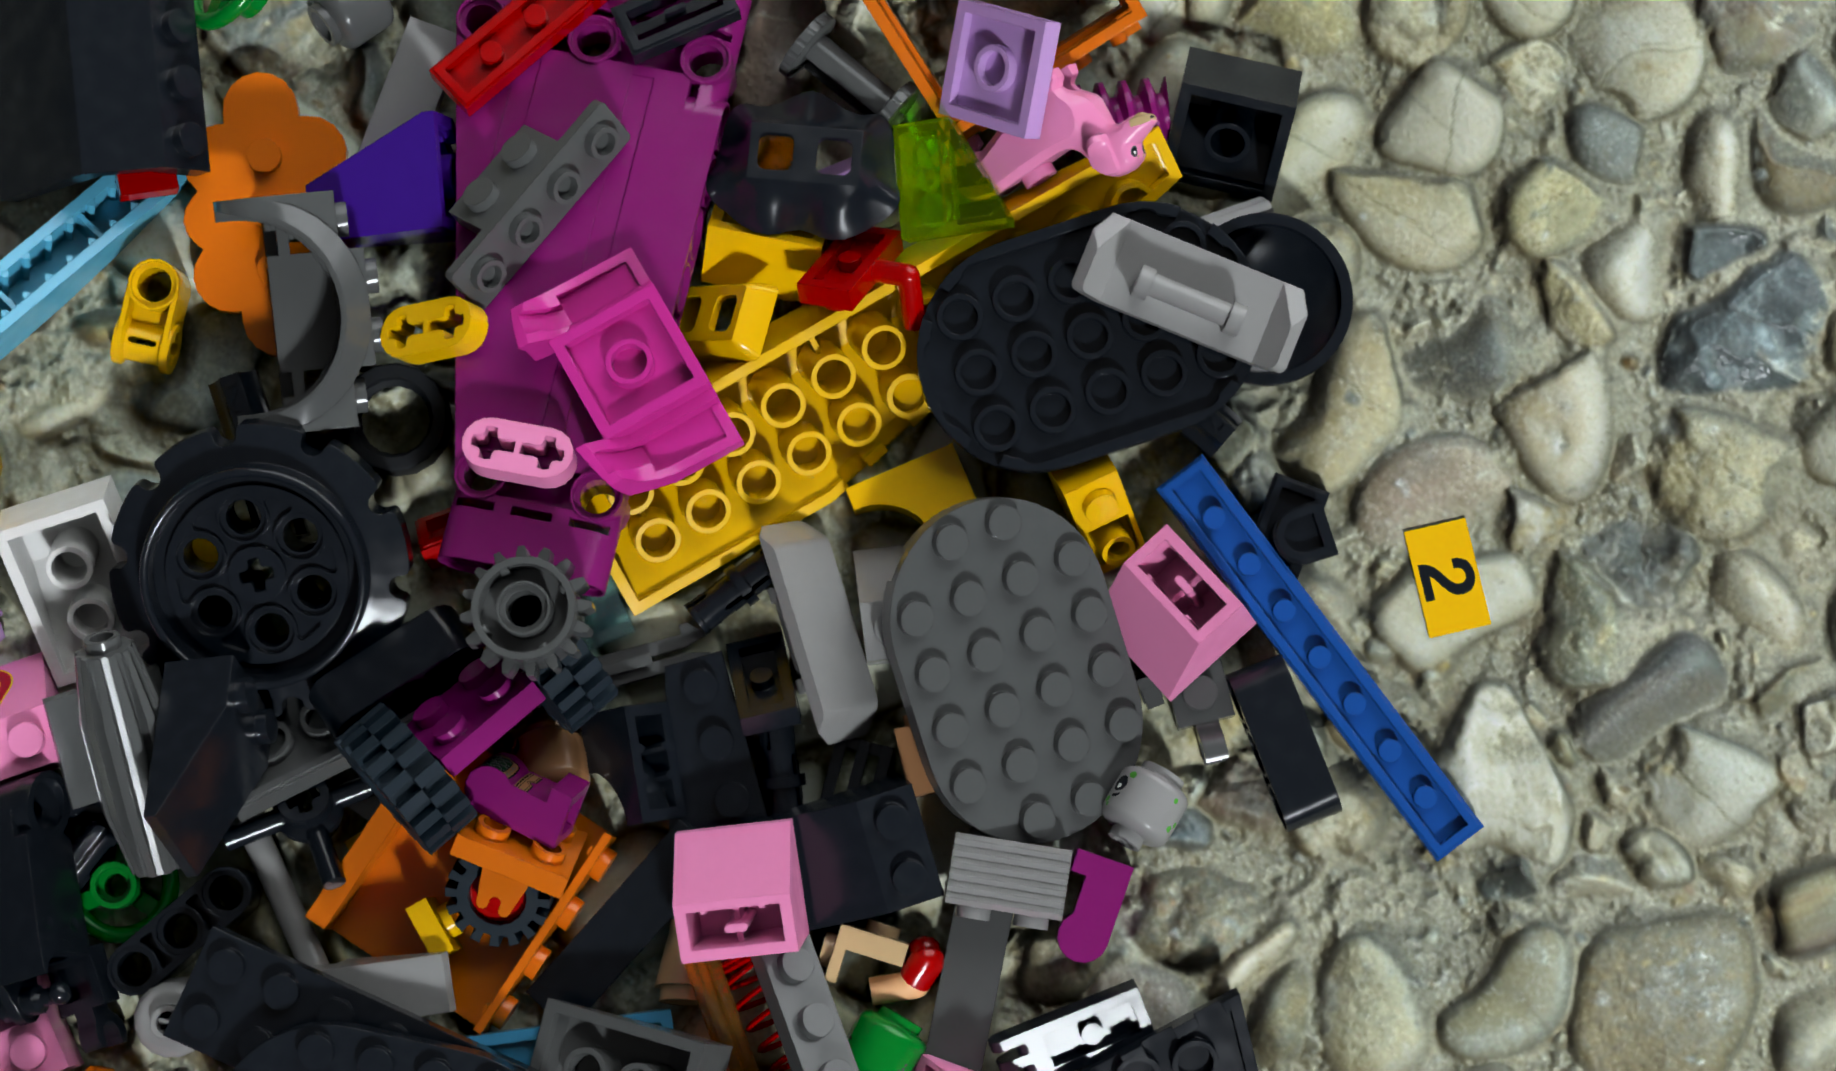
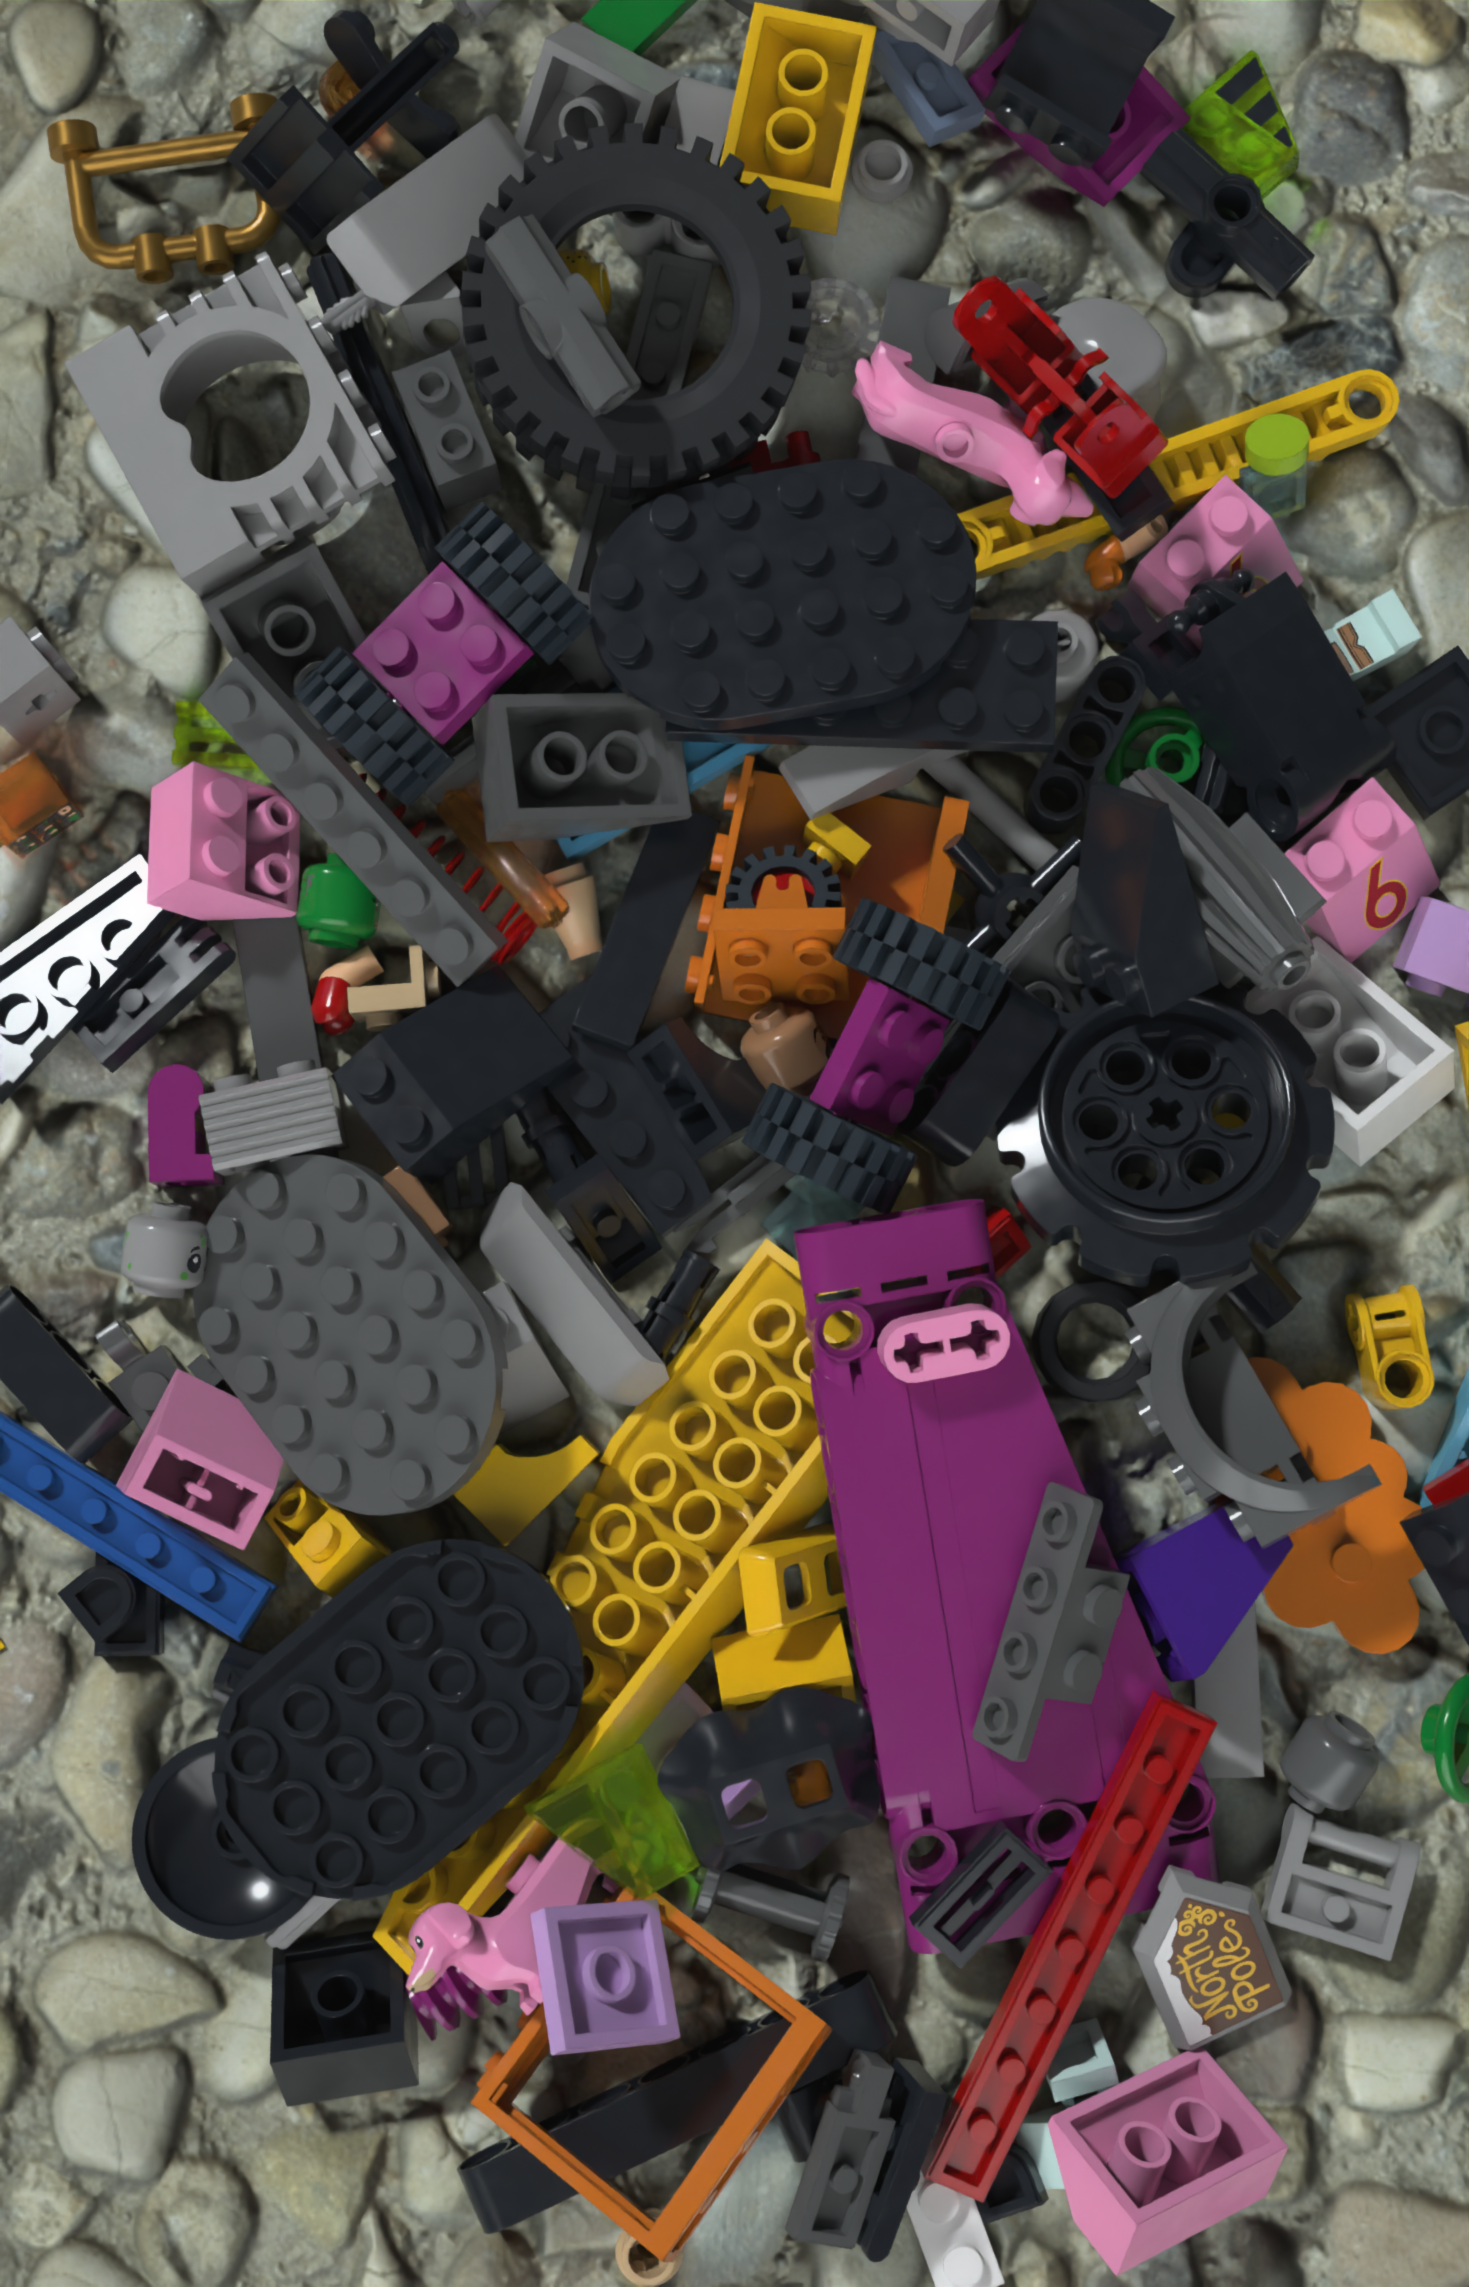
camera: 150 degrees right, 0 degrees up
(435, 341) = (1095, 1453): yellow beam -> none
(526, 800) = (793, 998): magenta leg -> none
(551, 636) = (897, 1163): dark grey gear -> none
(631, 374) = (862, 1474): dark pink piece -> none
(738, 891) = (538, 990): bright pink slope -> none
(854, 266) = (679, 1692): red plate -> none
(1192, 293) = (301, 1810): light grey piece -> none

